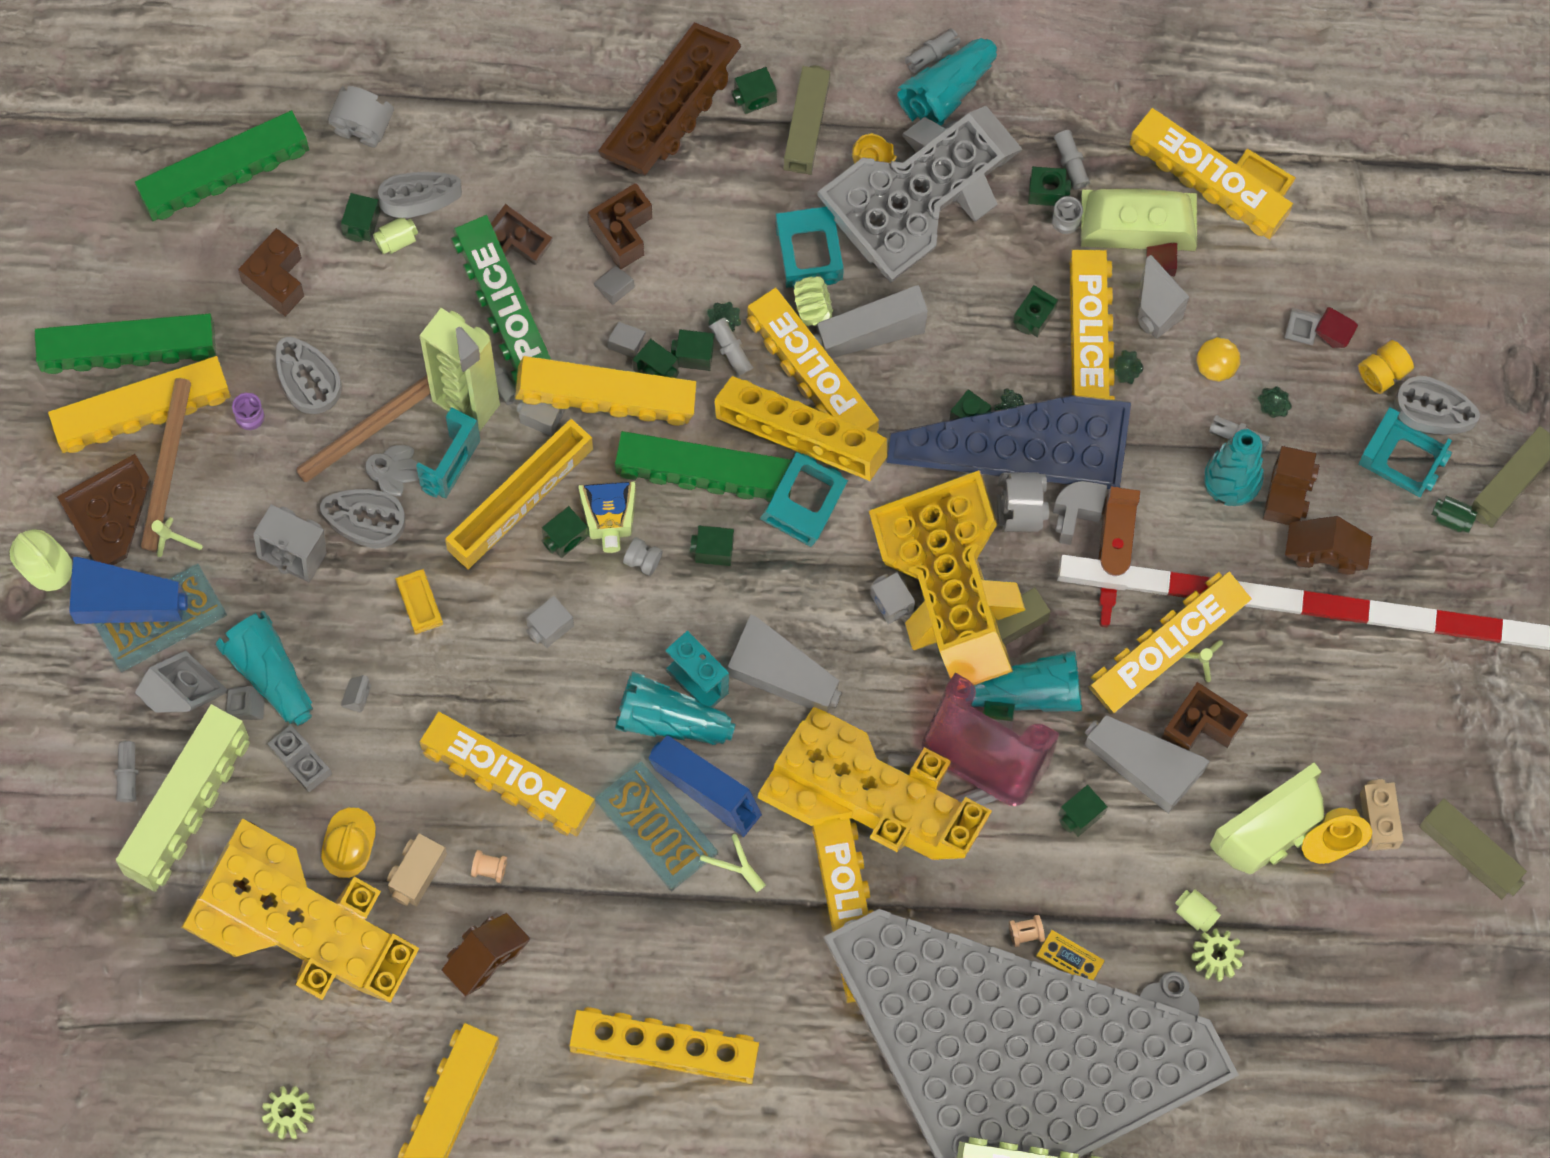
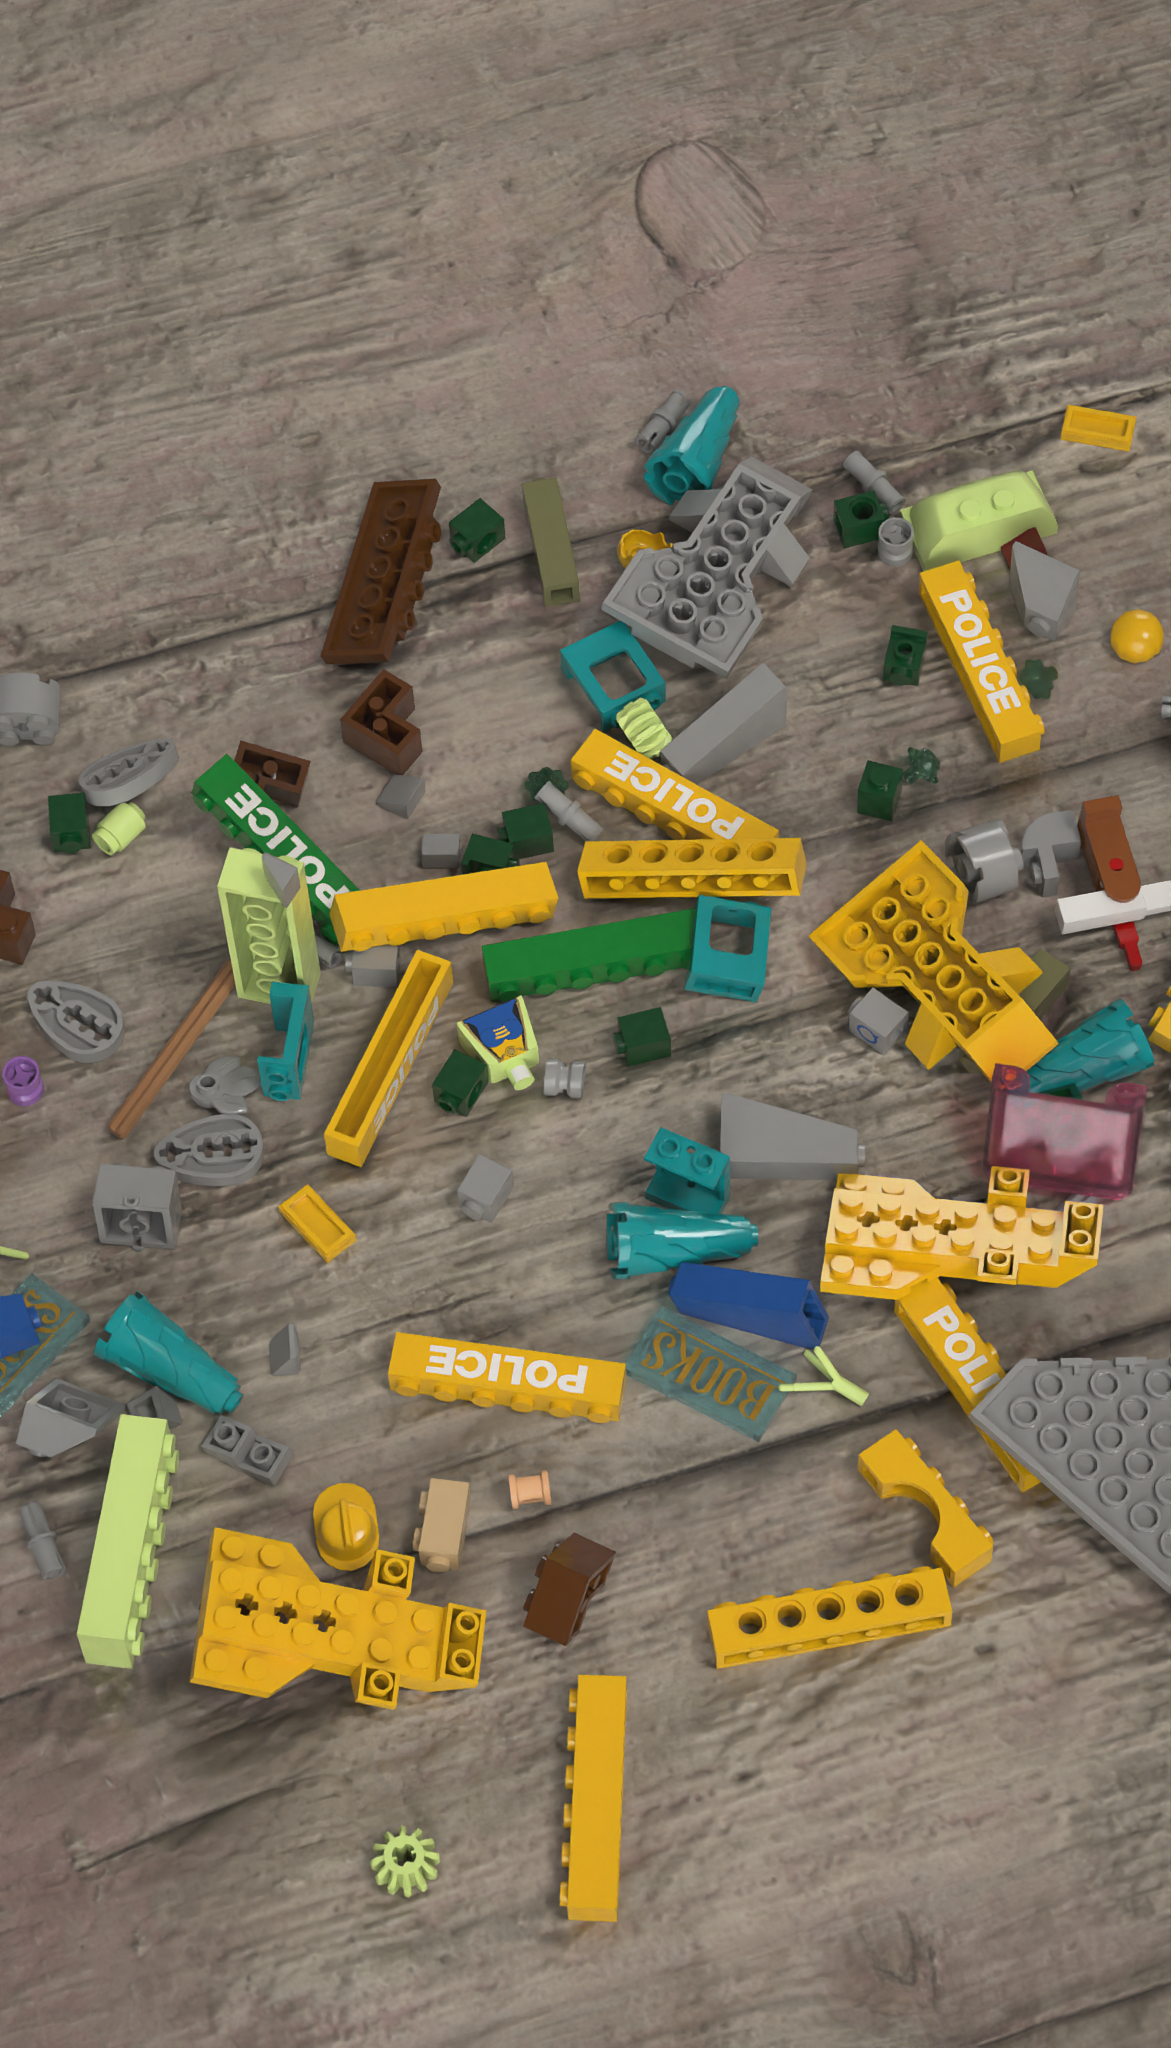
camera: 15 degrees left, 10 degrees down
(759, 952) = (897, 1470): none -> yellow arch
(1057, 437) = (1000, 772): dark blue wing -> none
(1210, 174) = (1039, 443): yellow brick -> none

